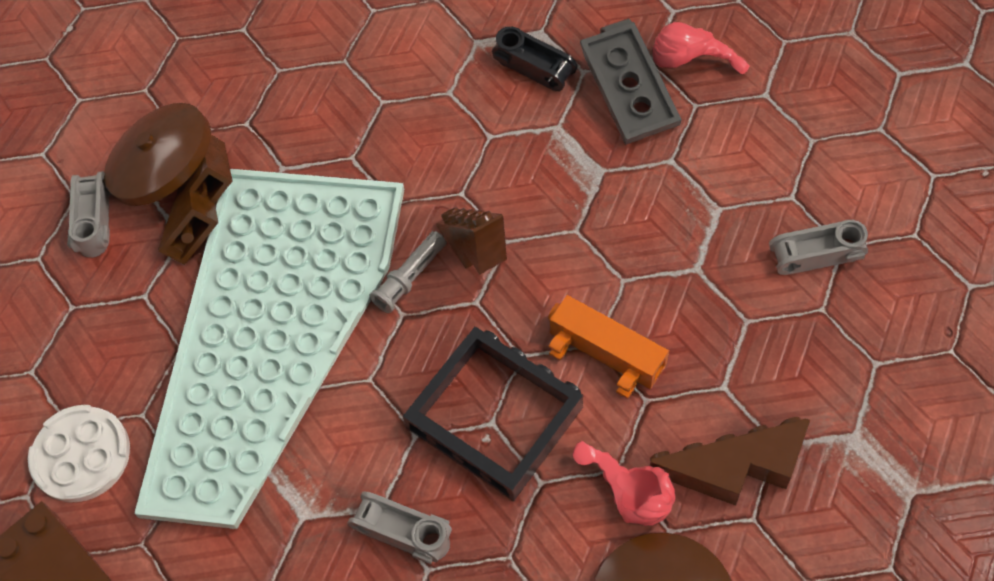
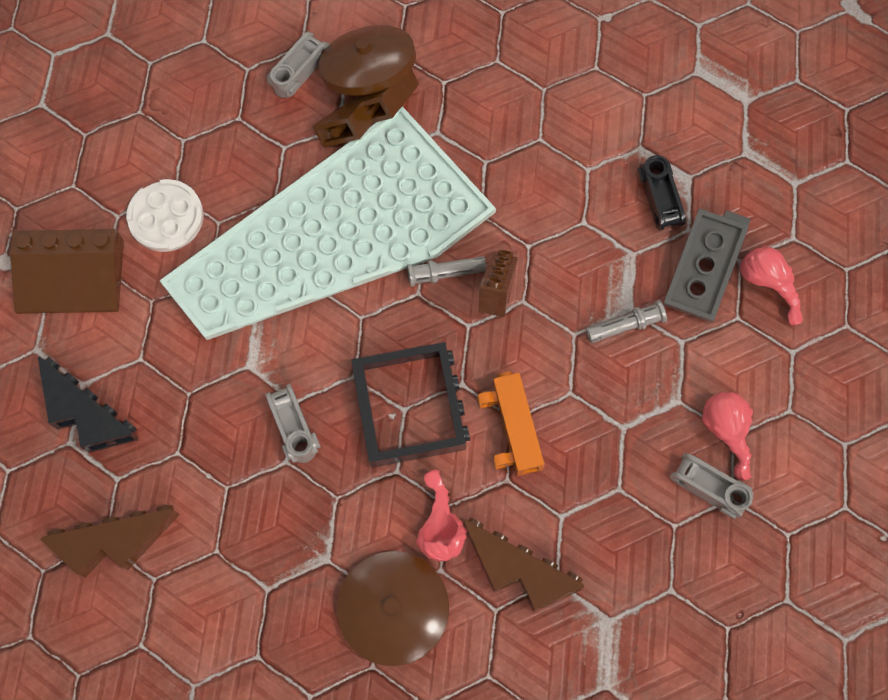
camera: 40 degrees right, 10 degrees up
(618, 170) = (637, 319): none -> light grey pin
(778, 182) = (730, 420): none -> coral hair

